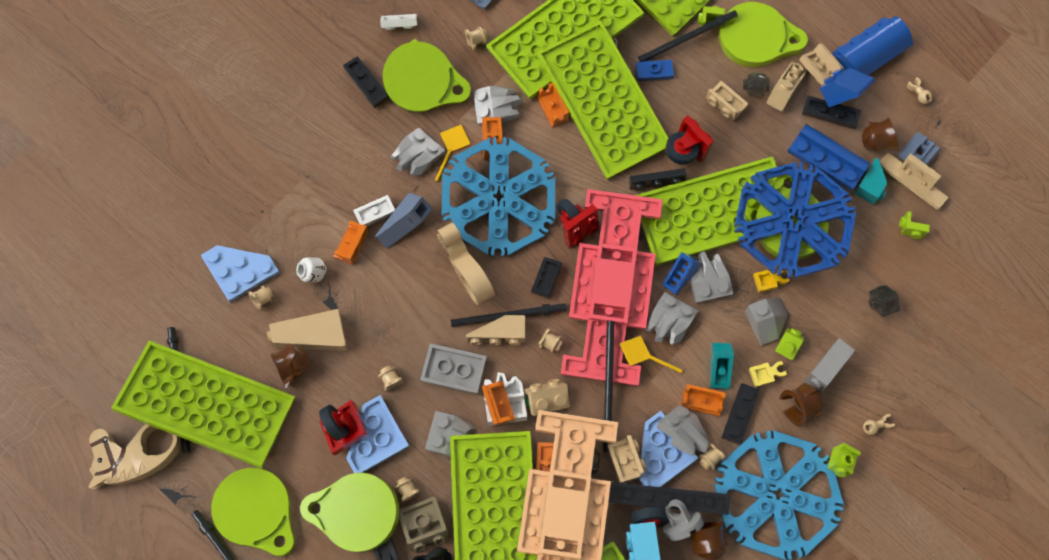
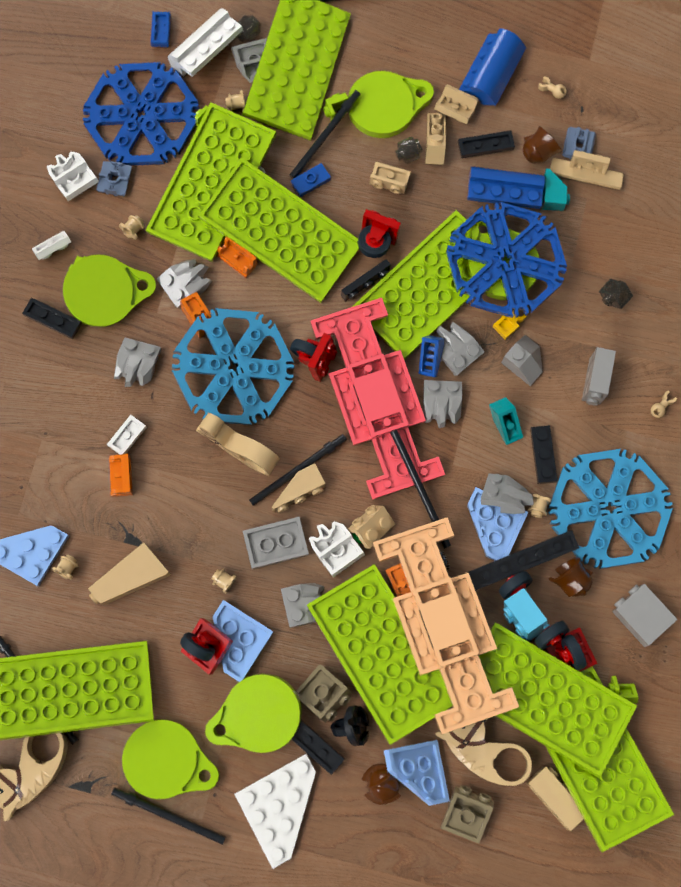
camera: 30 degrees left, 5 degrees up
(290, 363) = (127, 613): reddish brown helmet -> none
(311, 269) = (98, 518): white head -> none
(404, 219) = (159, 427): sand blue slope -> none
(406, 489) = (291, 670): tan brick -> none
(454, 140) = (163, 332): yellow piece -> none
(498, 403) = (333, 554): orange hinge -> none
(546, 277) = (314, 418): black plate -> none
(550, 341) = (349, 474): tan brick -> none
(626, 459) = (469, 545): tan bracket -> none
(636, 352) = (428, 445): yellow piece -> none
(681, 524) = (545, 577): light grey tile -> none
(703, 400) = (506, 459): orange hinge -> none
(764, 374) = (547, 409): light yellow plate -> none
(790, 343) = (554, 371): lime bracket -> none
(807, 399) = (595, 414): reddish brown helmet -> none
(843, 460) = (650, 451): lime brick -> none
(845, 86) = (488, 115): blue slope -> none
(912, 229) = (608, 217): lime bracket -> none

